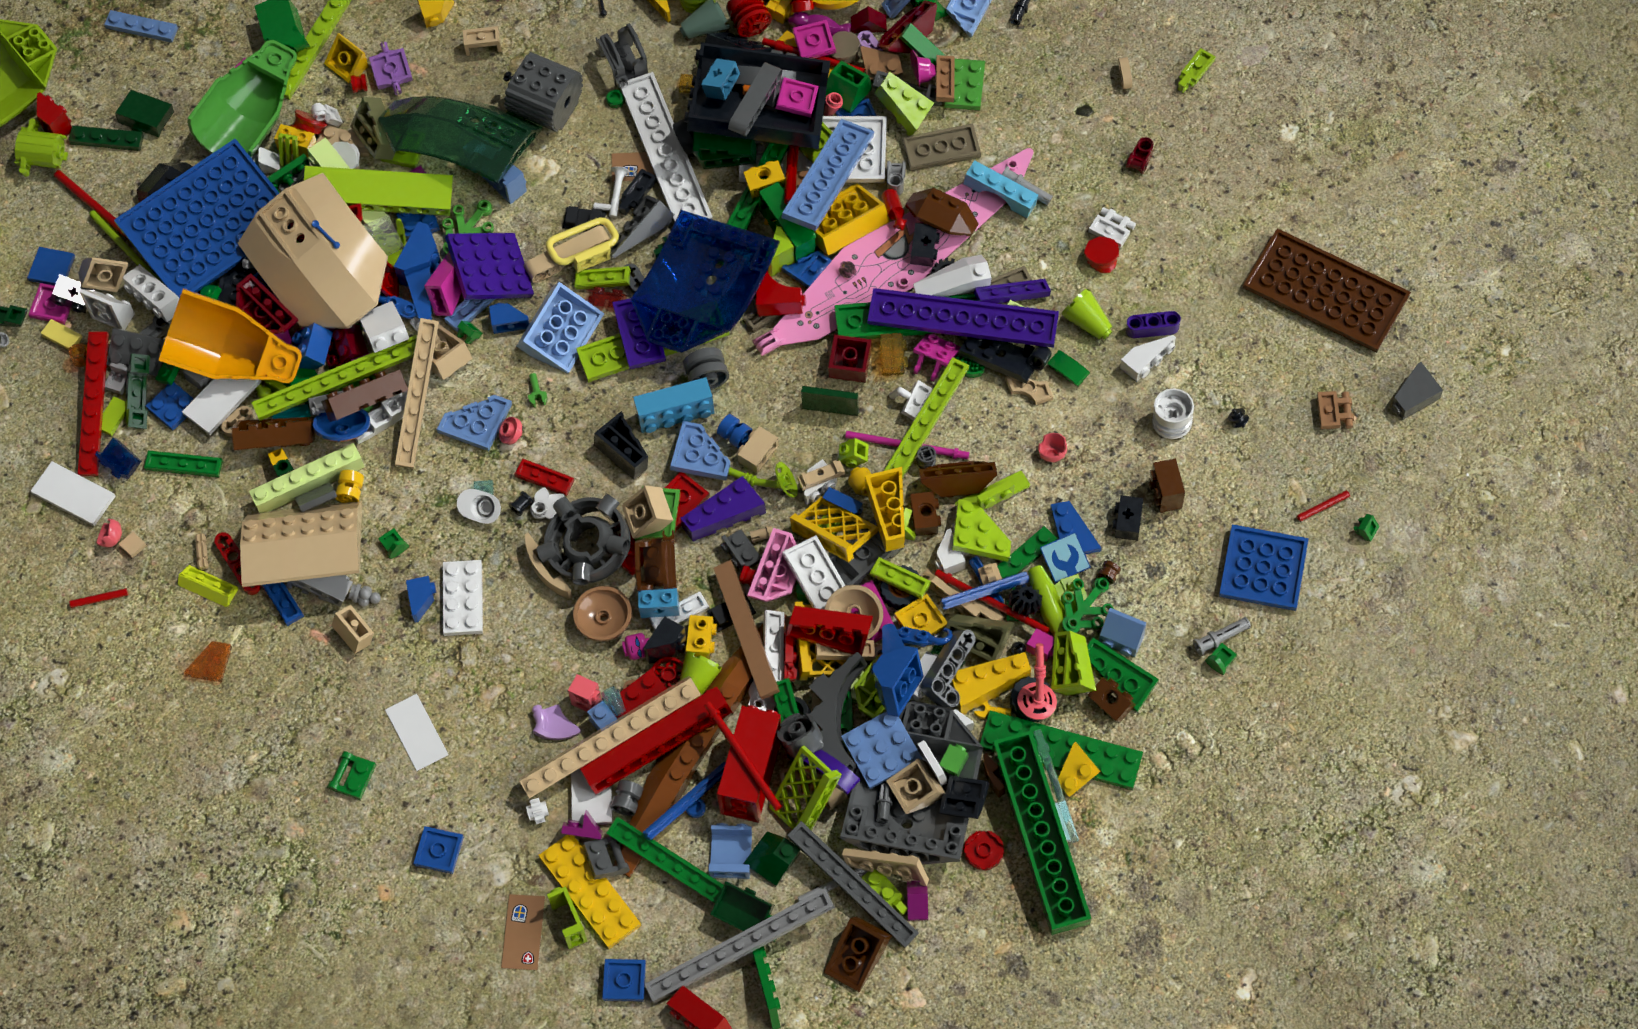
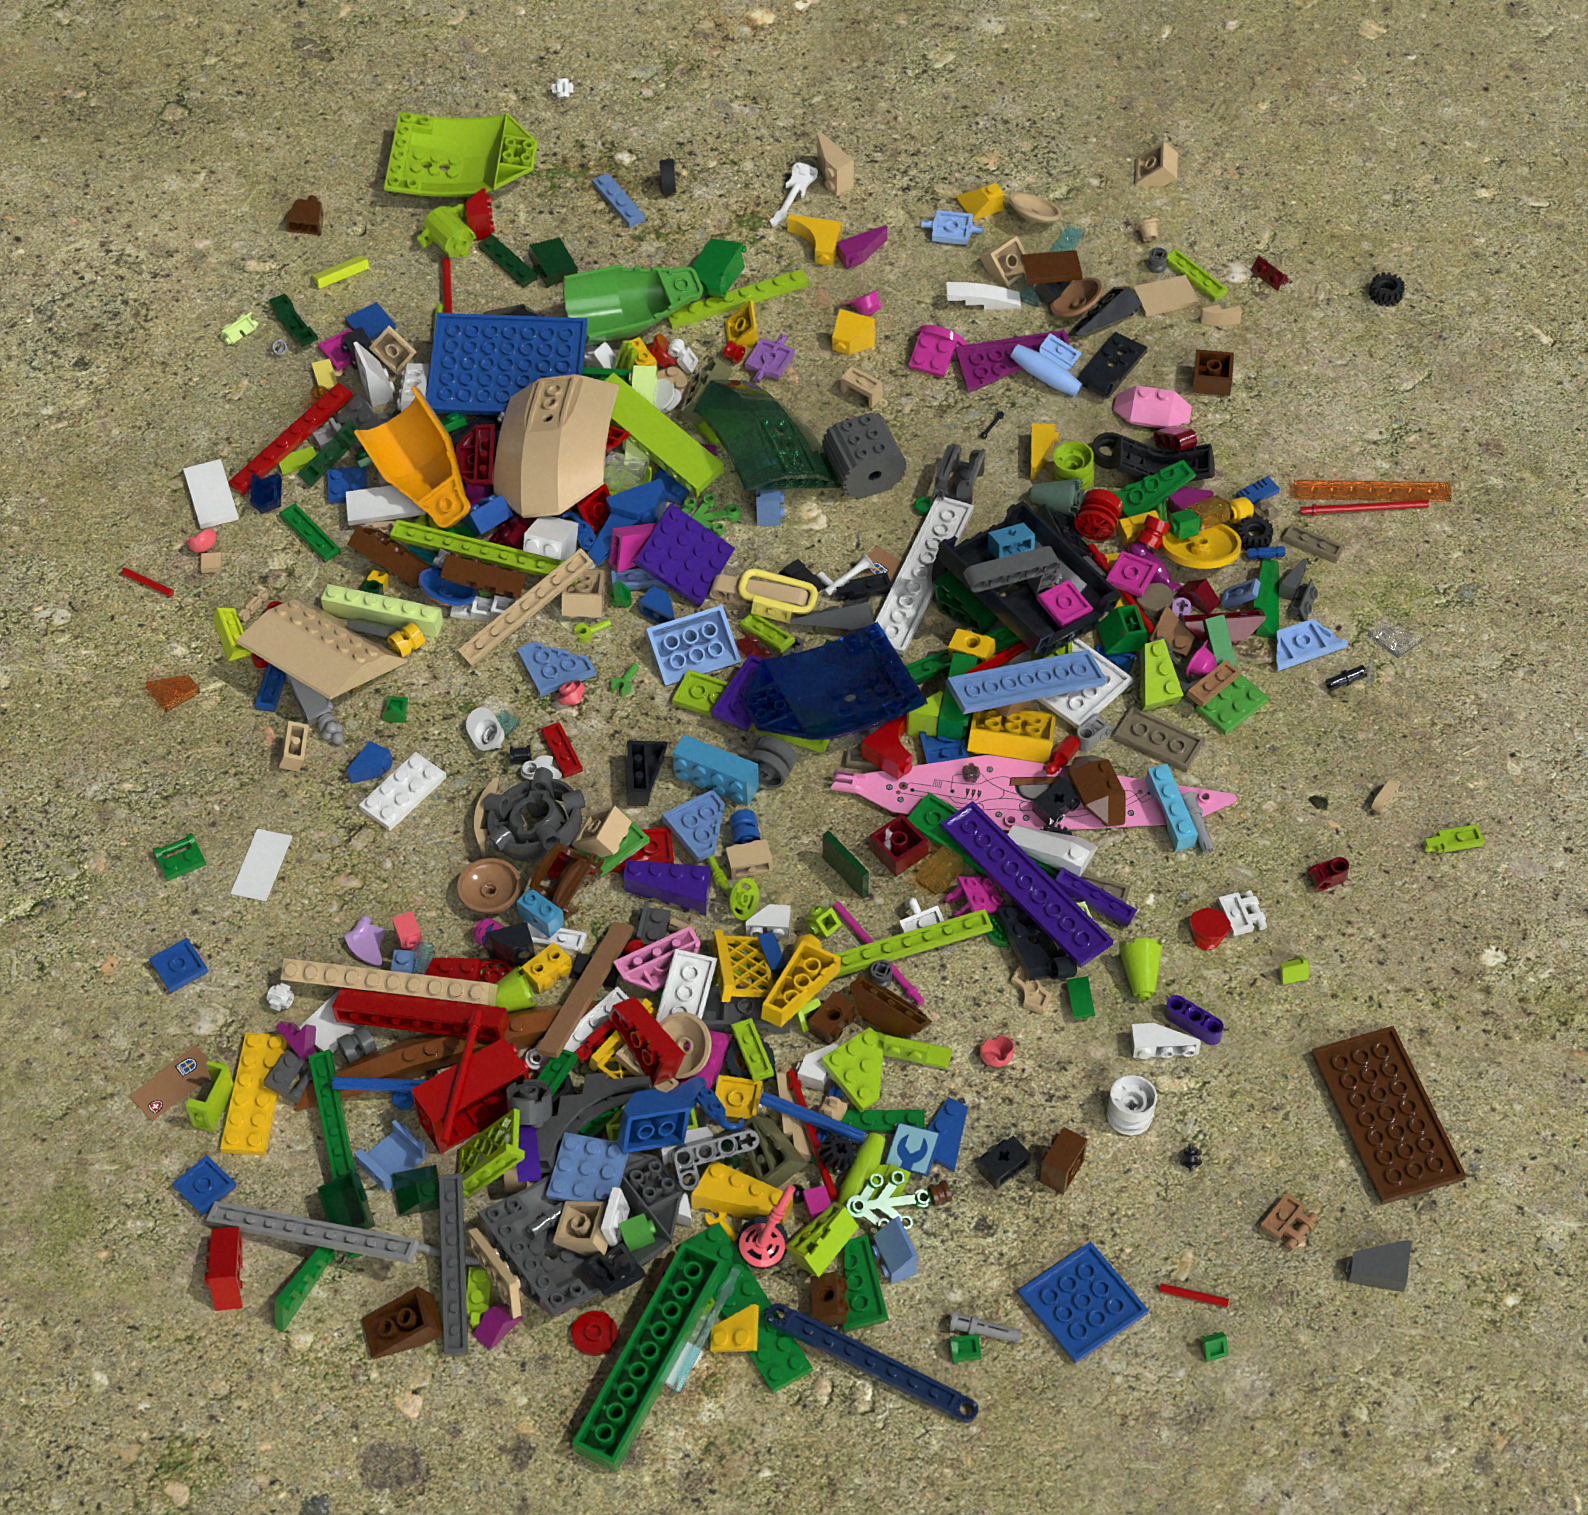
camera: 40 degrees right, 10 degrees down
(315, 224) = (566, 414): blue hinge -> none
(473, 373) = (589, 630): none -> lime bar
(829, 472) = (782, 919): tan piece -> none
(832, 103) = (1096, 634): coral cone -> none
(1176, 716) = (872, 1362): none -> dark blue plate
(1182, 240) = (1294, 970): none -> lime tile

